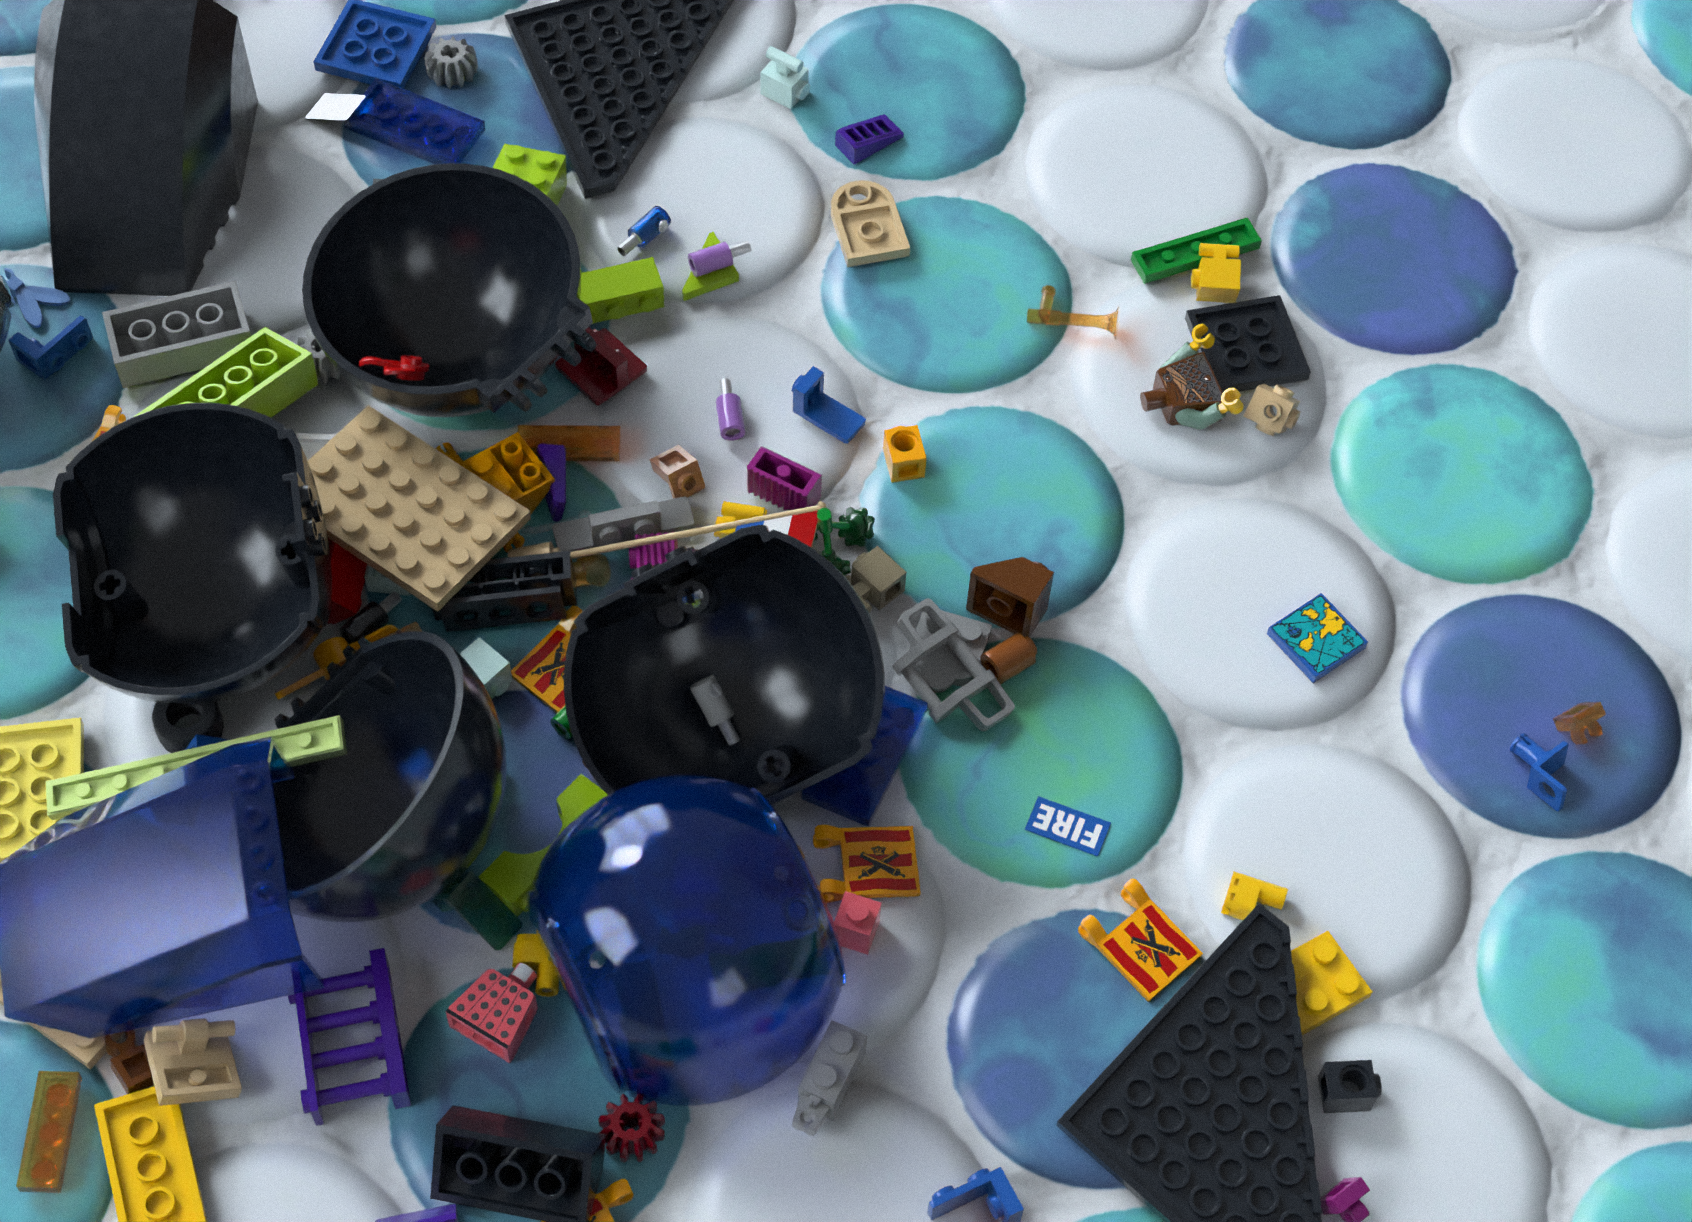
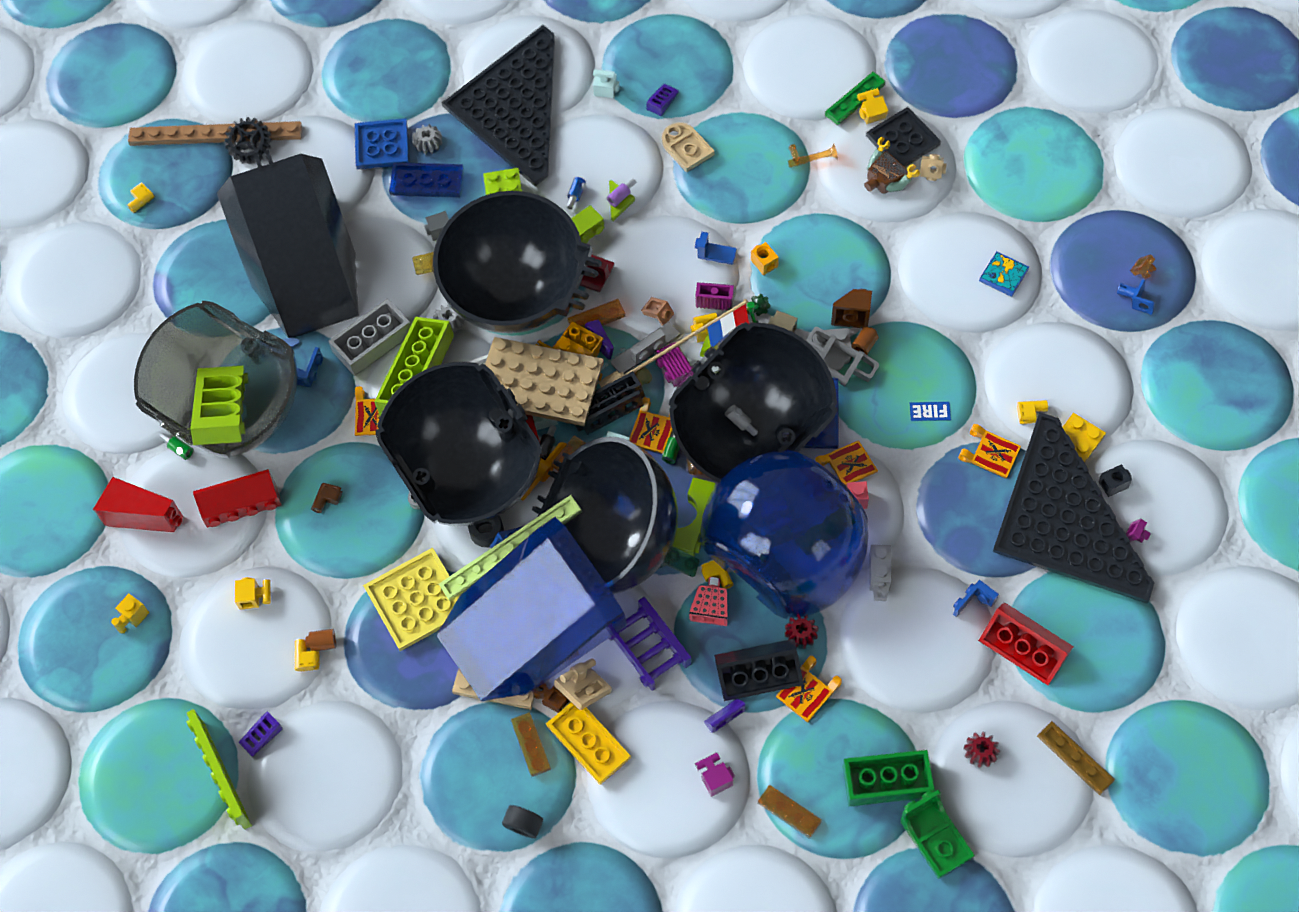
camera: 15 degrees left, 5 degrees up
(335, 106) = (379, 185): sticker -> none
(407, 369) = (511, 310): red plate -> none
(729, 412) = (667, 270): medium lavender piece -> none

